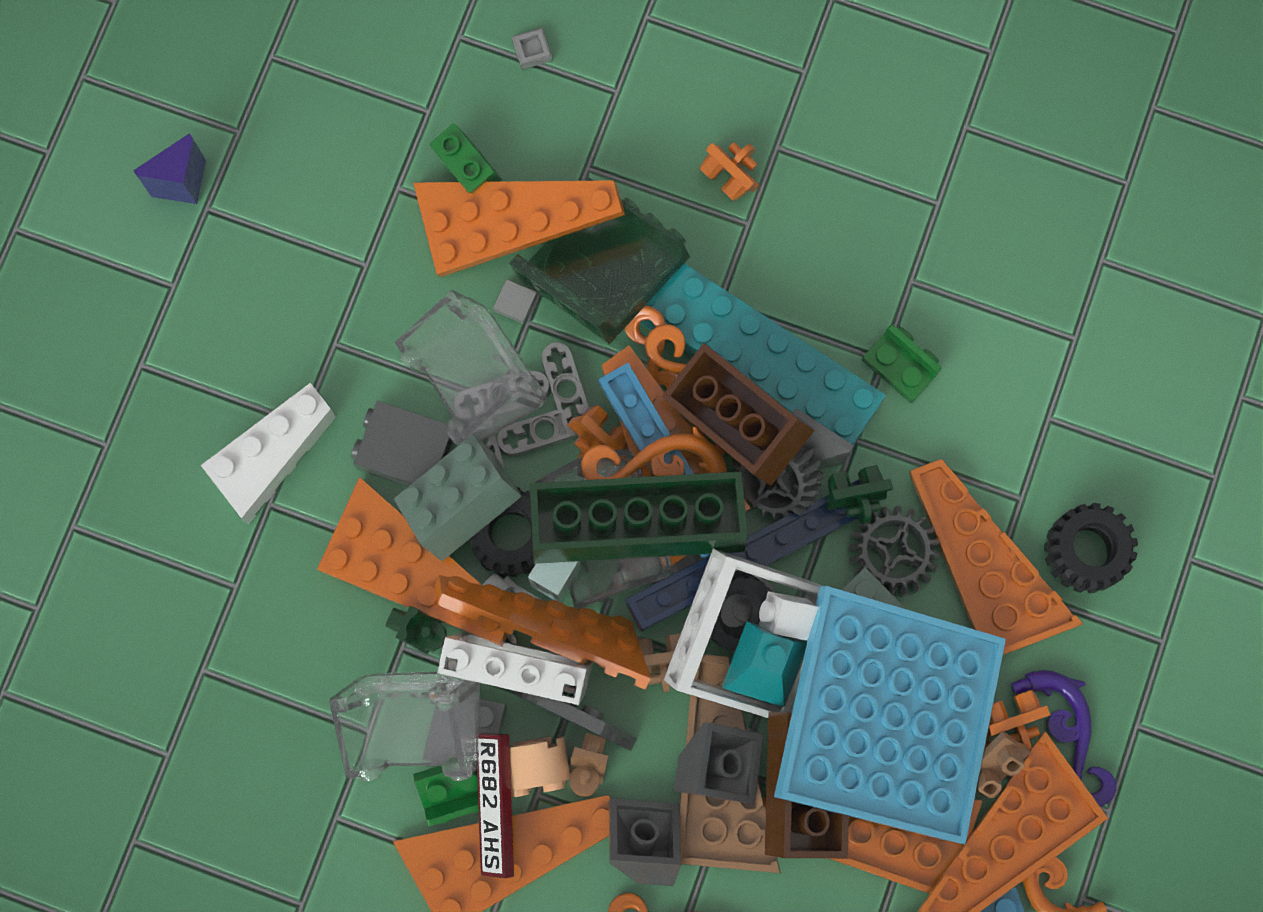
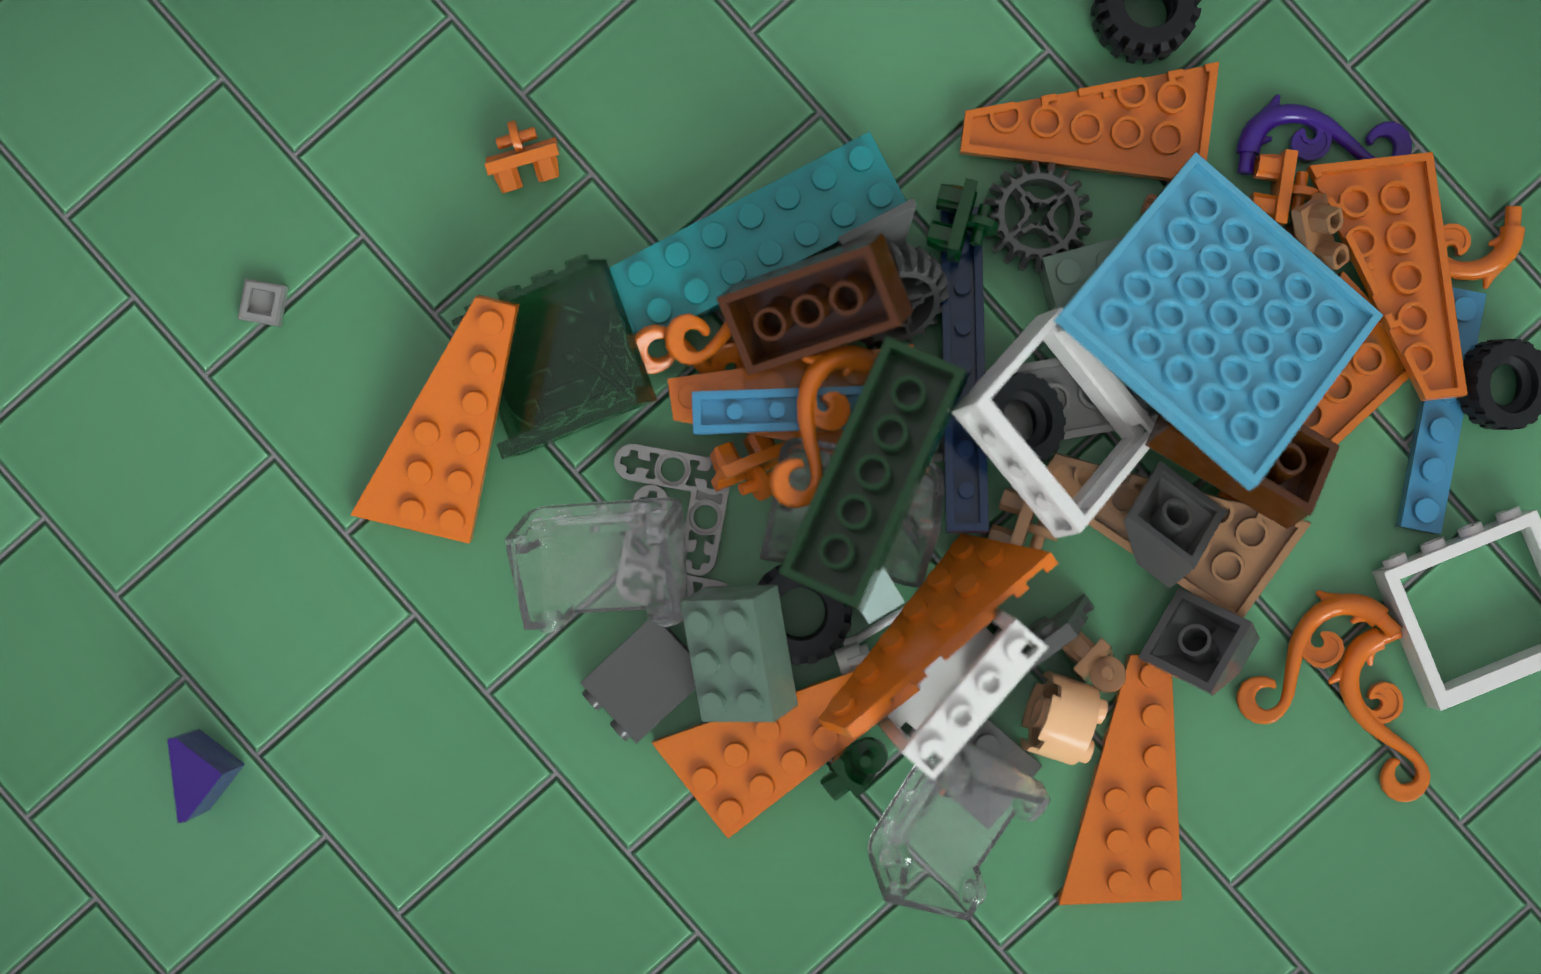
camera: 60 degrees left, 10 degrees up
(267, 452) = (575, 837): white wedge -> none
(446, 798) = (1053, 829): green bracket -> none
(463, 159) = (355, 445): green bracket -> none
(495, 806) = (1087, 782): tile -> none
(515, 301) = (544, 474): light grey tile -> none
(765, 665) = (1097, 421): teal slope -> none
(787, 615) = (1065, 370): white brick -> none
(902, 362) = (837, 93): green bracket -> none

